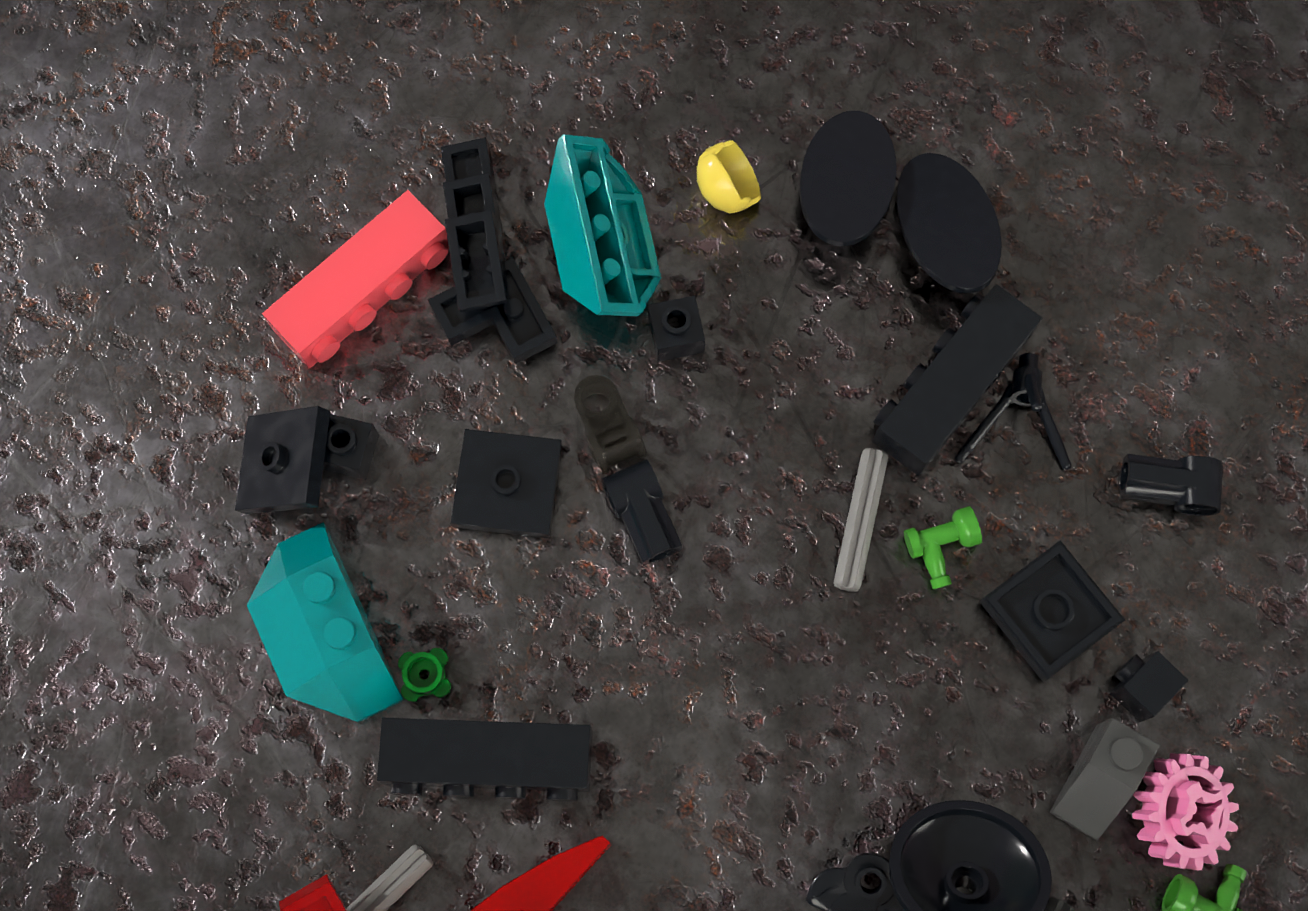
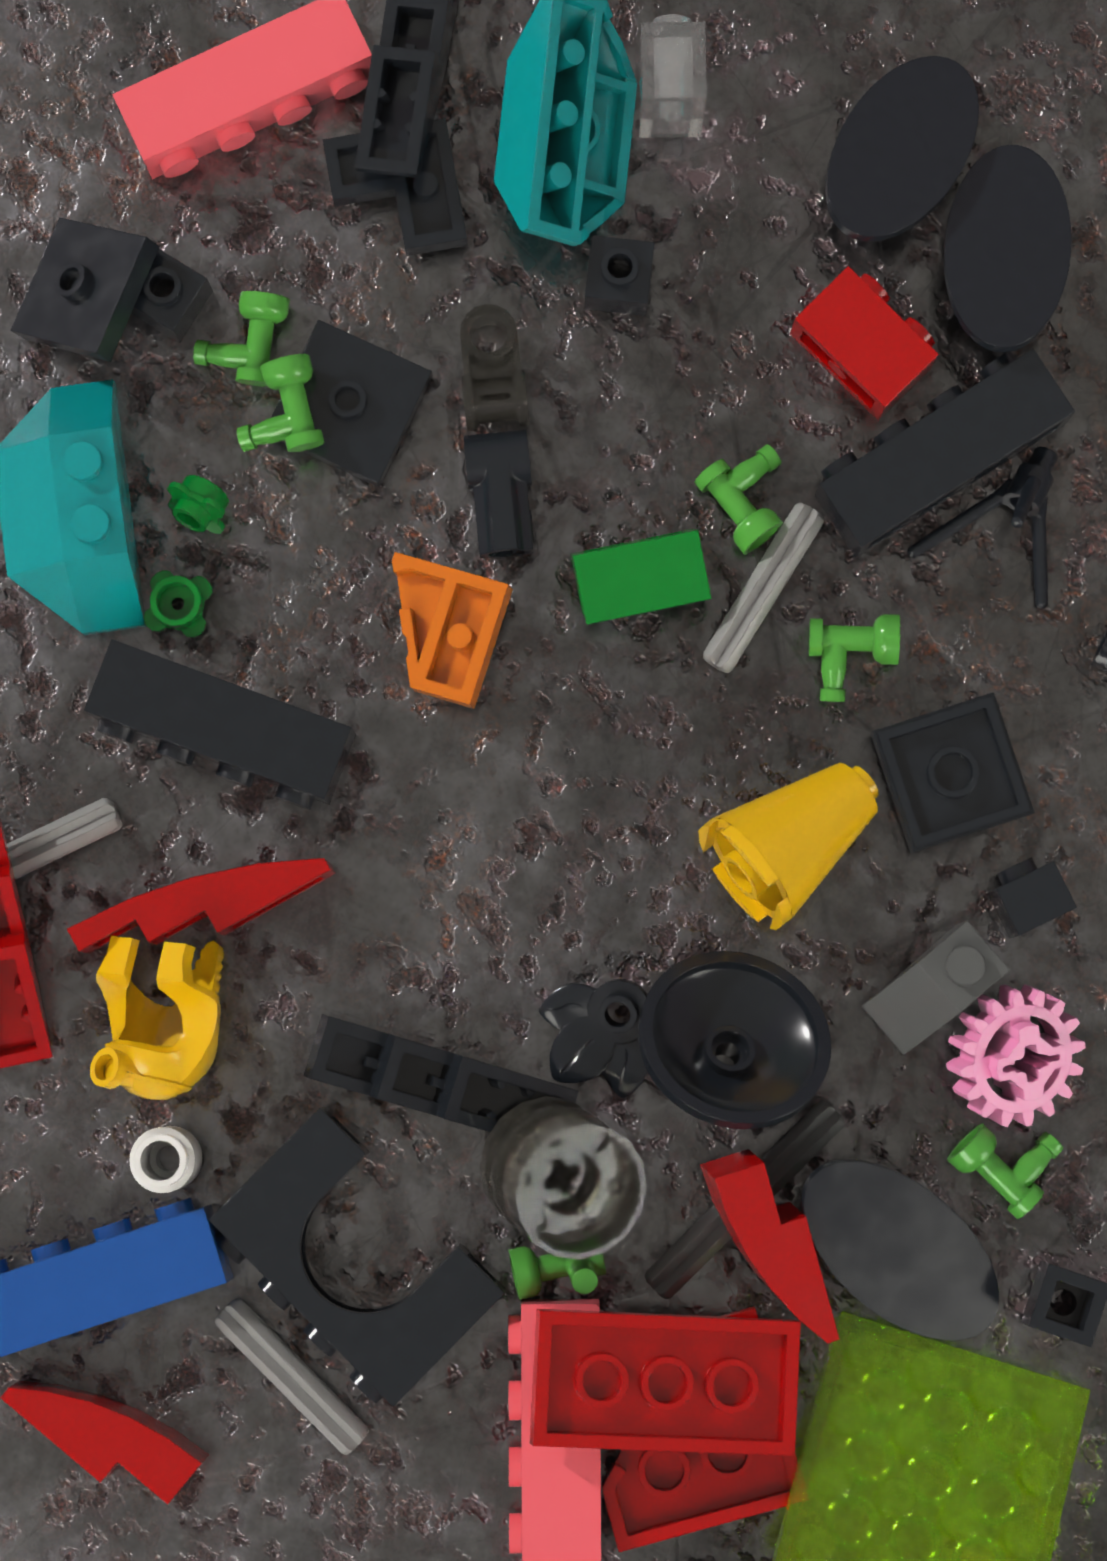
camera: 20 degrees right, 10 degrees up
(417, 593) = (198, 504): none -> green plate
(424, 474) = (263, 312): none -> bright green piece
(473, 511) = (295, 426): none -> bright green piece
(637, 624) = (448, 627): none -> orange wing
(668, 177) = (671, 77): none -> clear brick
(727, 178) = (750, 100): light yellow hair -> none
(768, 539) = (641, 576): none -> green hinge
(809, 452) = (727, 487): none -> bright green piece
(870, 319) = (865, 341): none -> red brick
(952, 703) = (789, 839): none -> yellow cone

